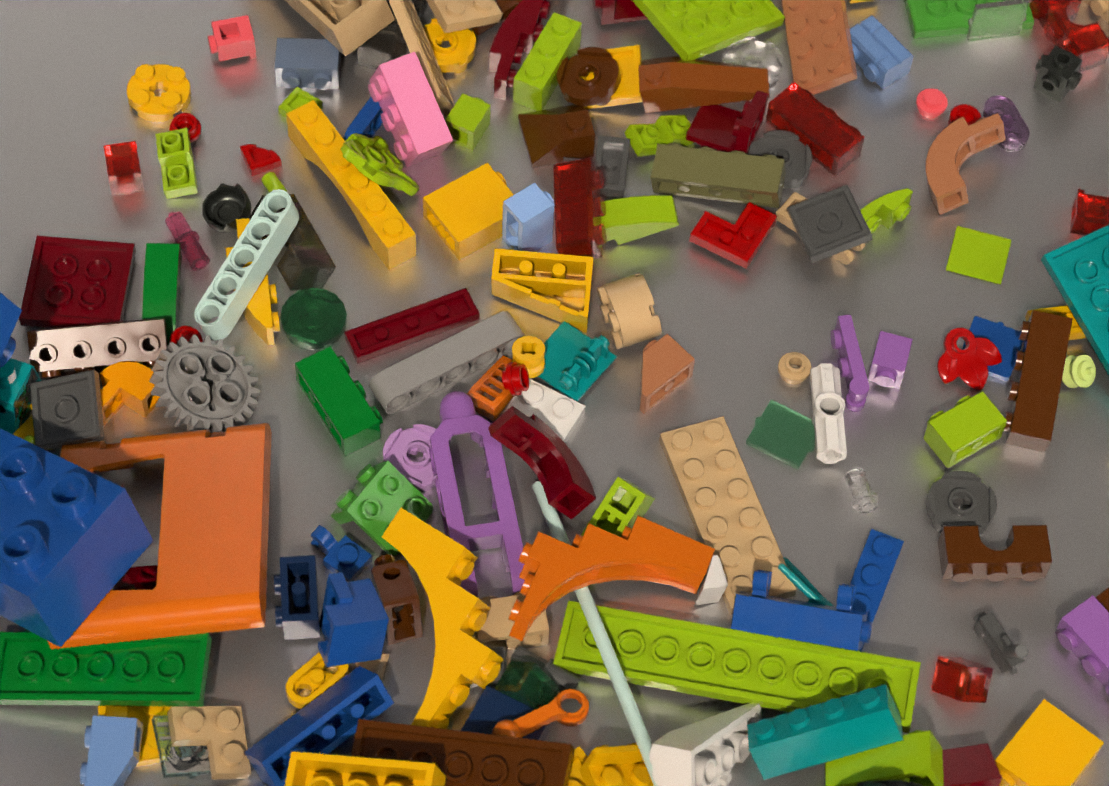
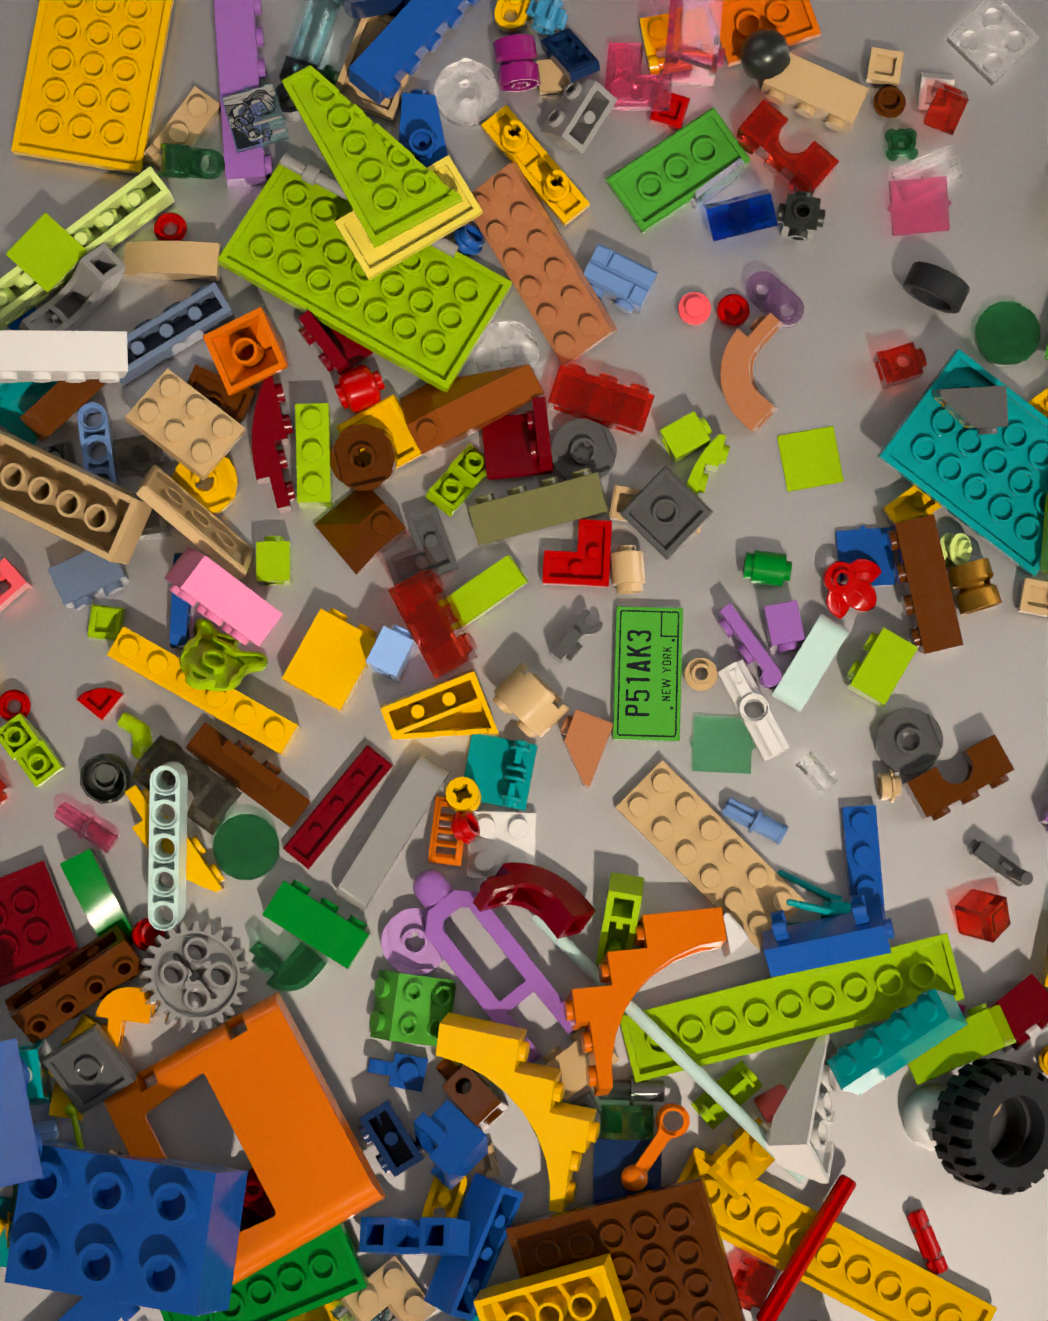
camera: 25 degrees left, 25 degrees up
(290, 690) = (414, 1237): none -> blue arch
(294, 428) = (292, 974): none -> clear green brick
(354, 263) = (247, 774): none -> reddish brown bracket
(613, 30) = (359, 388): none -> red head
(615, 727) = (738, 1083): none -> lime hinge
(689, 288) = (569, 644): none -> dark grey plate
(746, 348) = (647, 674): none -> bright green tile
(771, 259) = (628, 570): none -> tan brick
(783, 503) = (754, 820): none -> medium blue axle
(873, 181) = (685, 436): none -> lime brick
(897, 311) = (766, 568): none -> green brick
(899, 400) = (810, 662): none -> light aqua beam
(923, 531) = (888, 786): none -> tan plate
(1006, 48) = (740, 215): none -> clear blue brick
(1083, 405) = (974, 586): none -> pearl gold wheel

